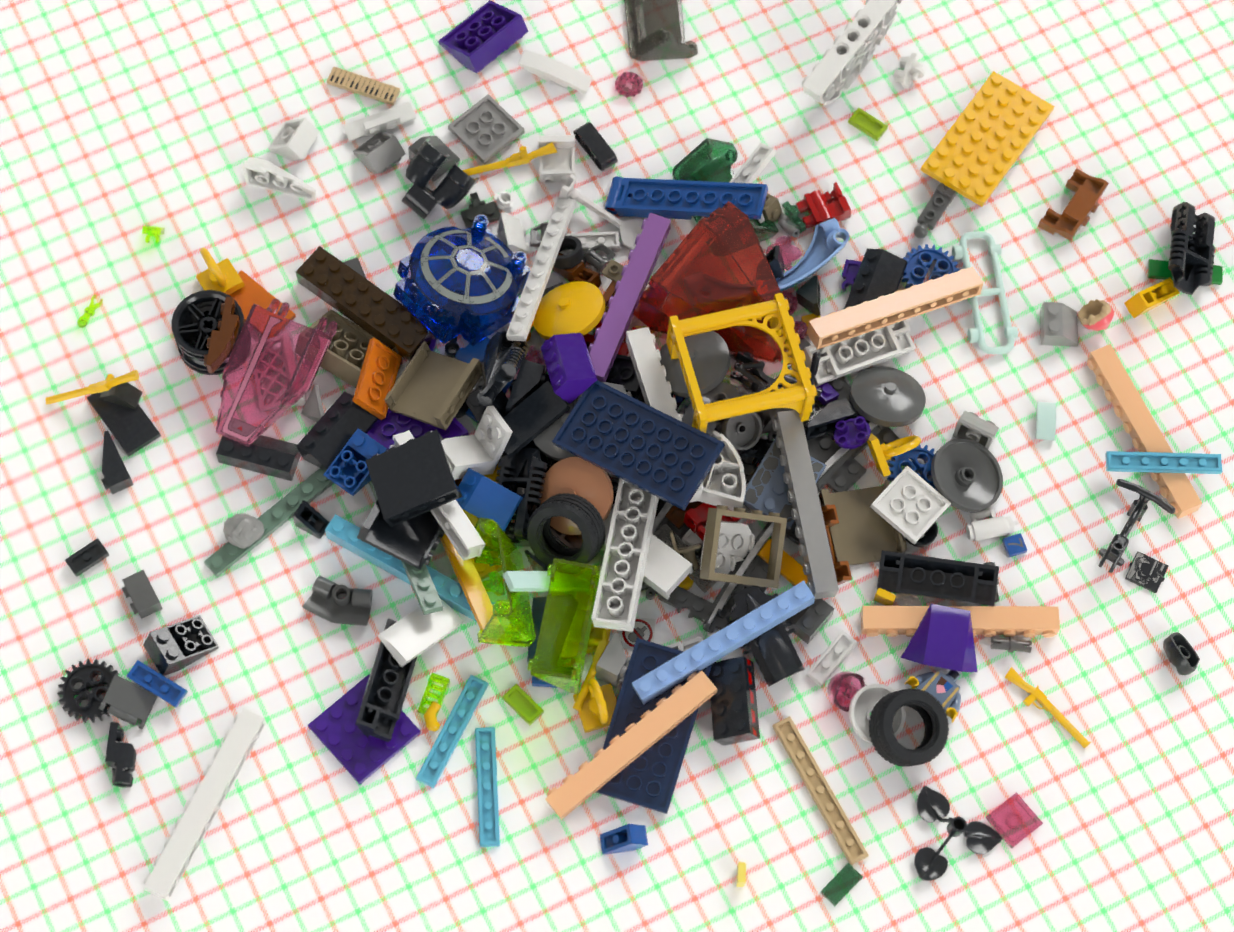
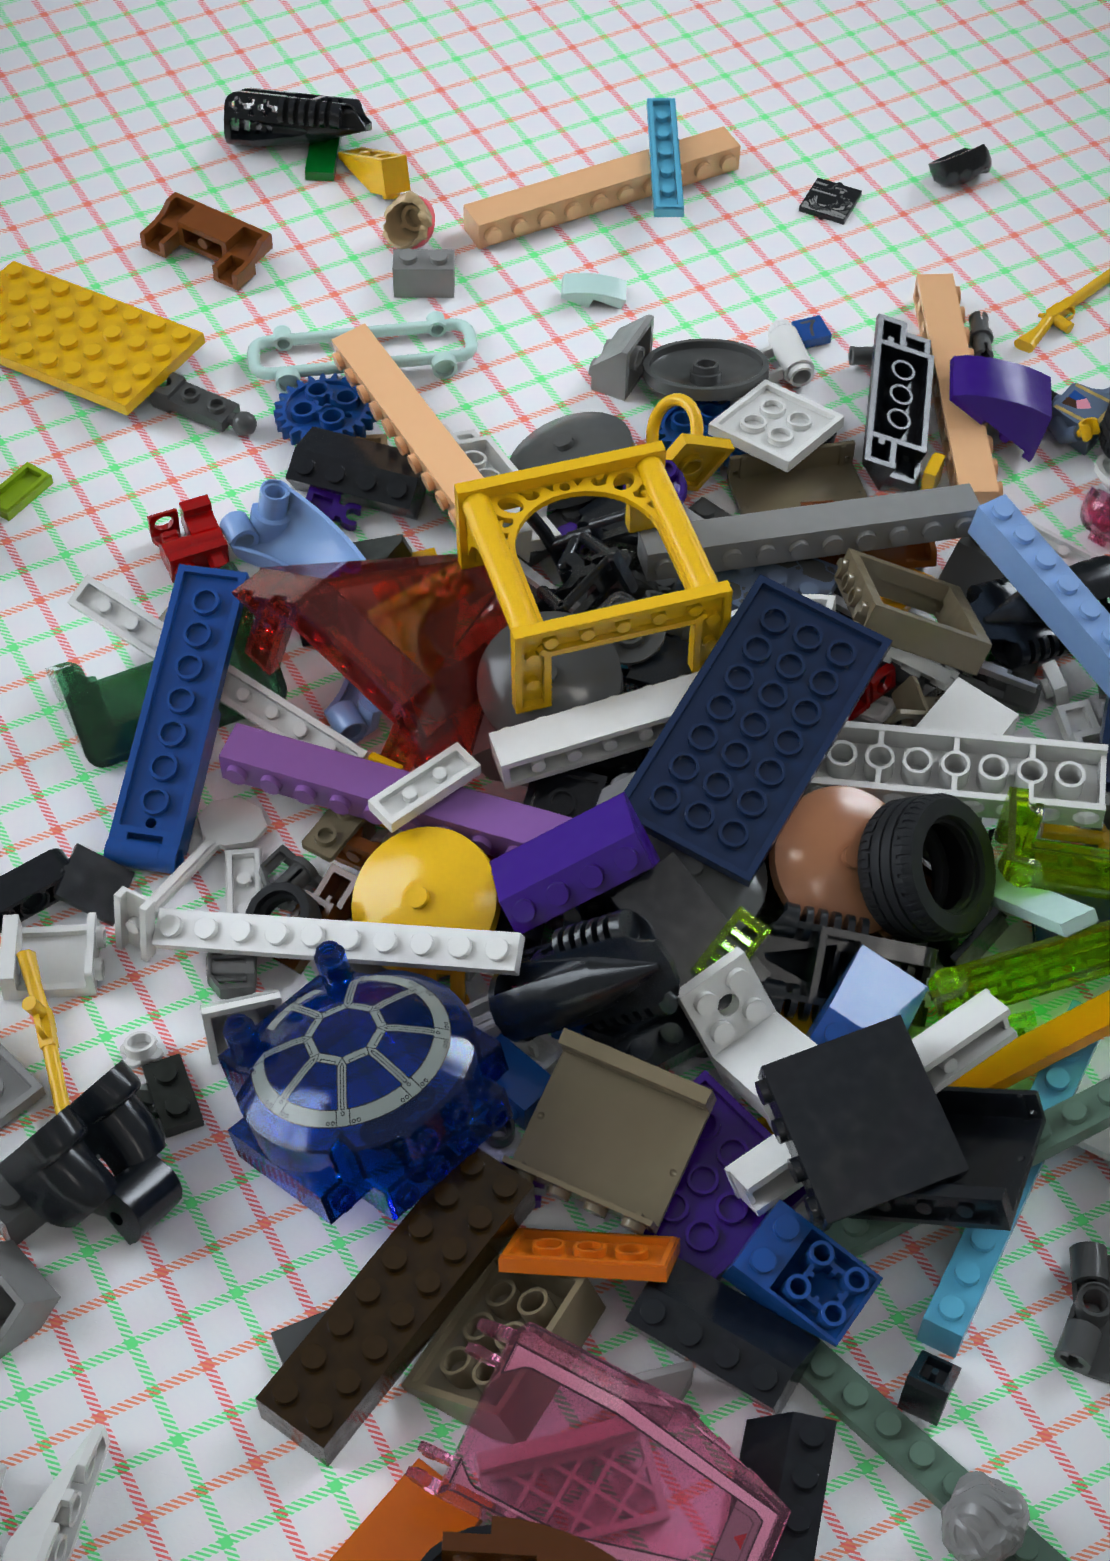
camera: 90 degrees left, 15 degrees down
(522, 437) = (730, 927): none -> clear neon green slope
(596, 174) = (91, 882): none -> black piece
(622, 301) = (424, 787): none -> white plate
(1120, 541) = (795, 216): black piece -> none

